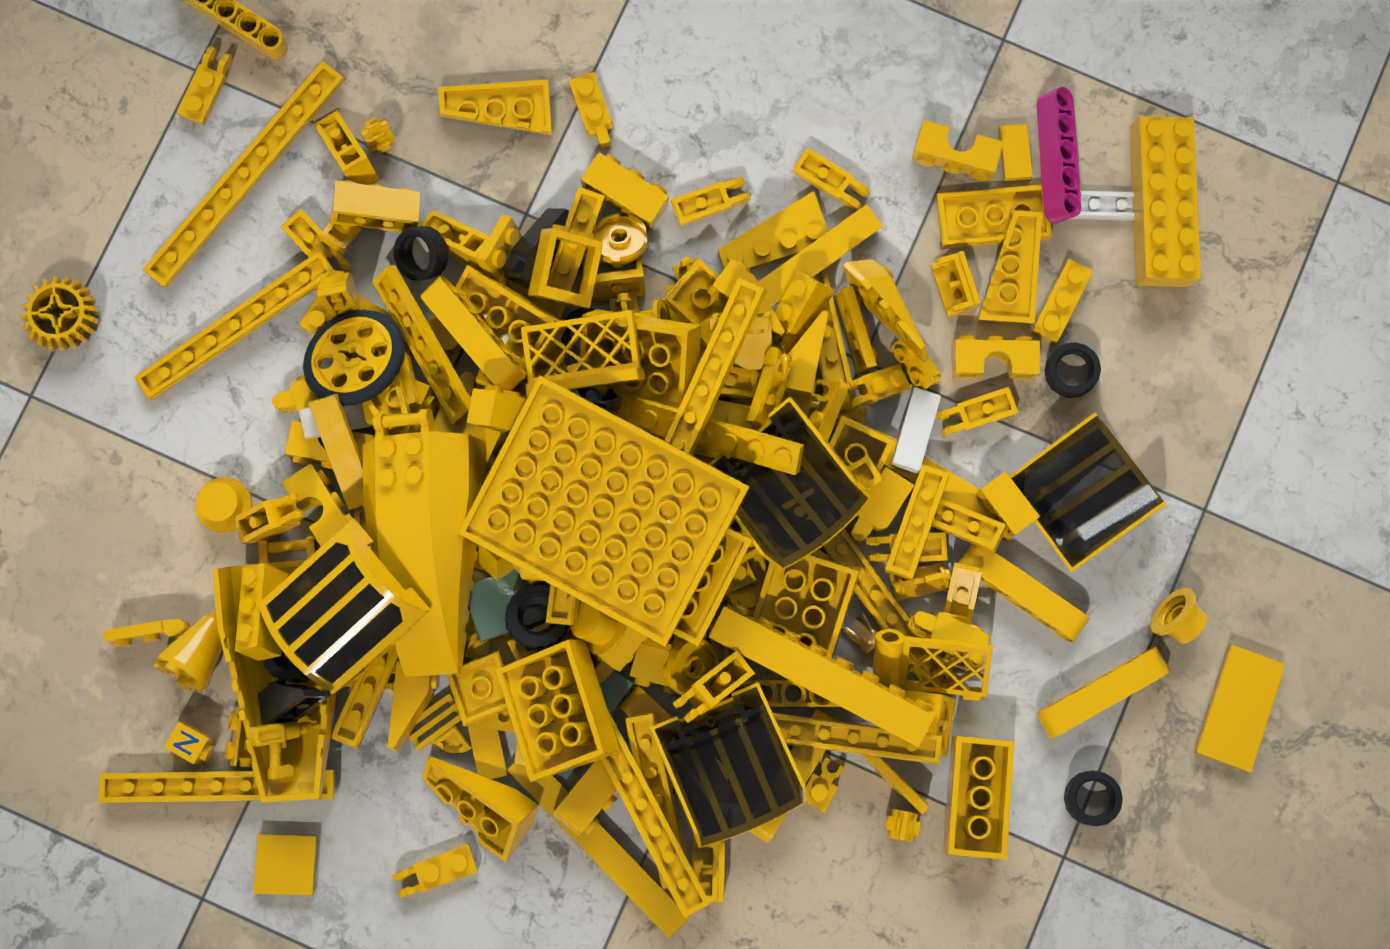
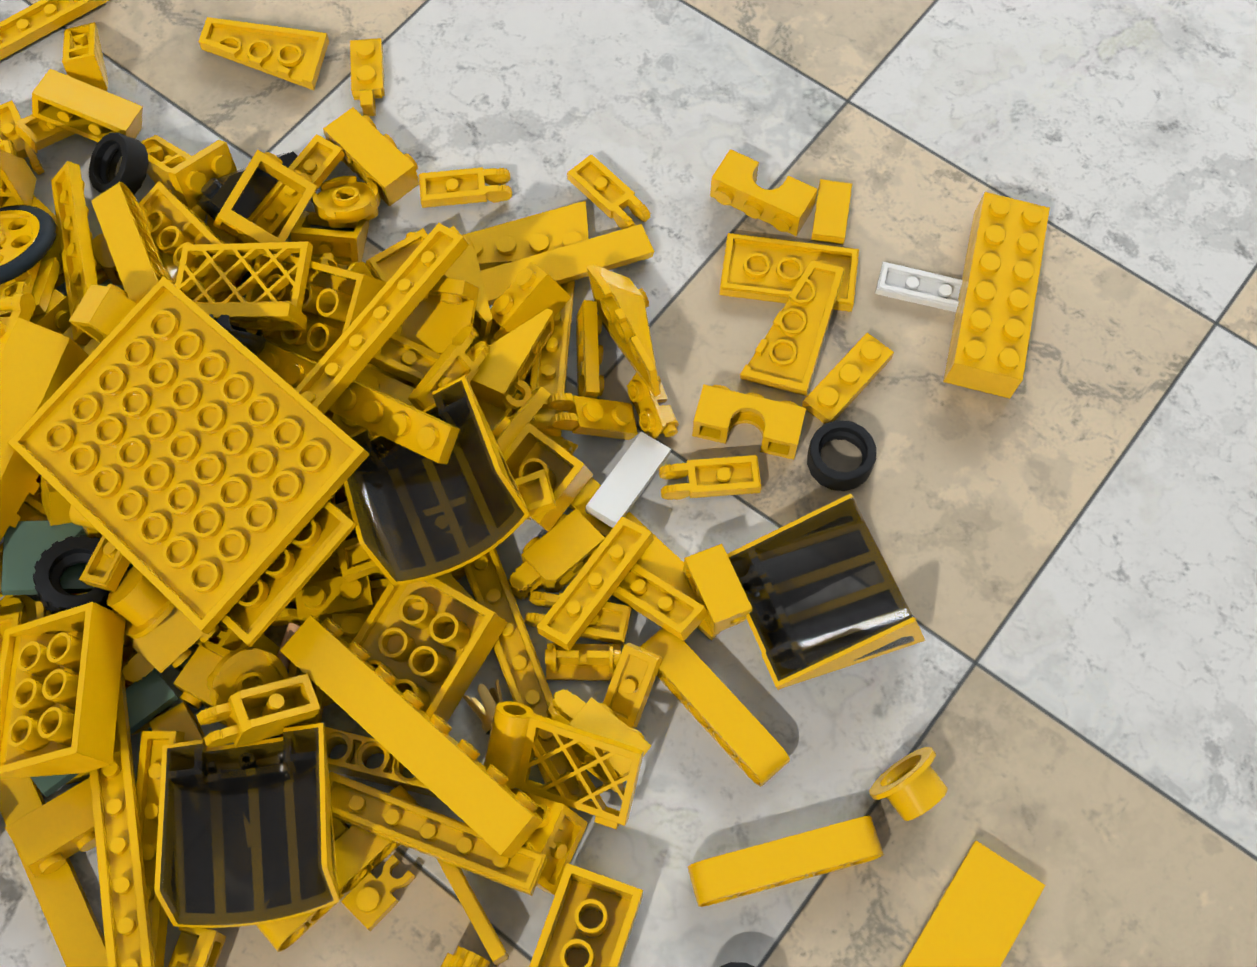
camera: 20 degrees right, 15 degrees down
(377, 135) = (123, 48): yellow gear -> none
(955, 284) = (723, 331): yellow hinge -> none
(1058, 155) = (880, 220): dark pink beam -> none

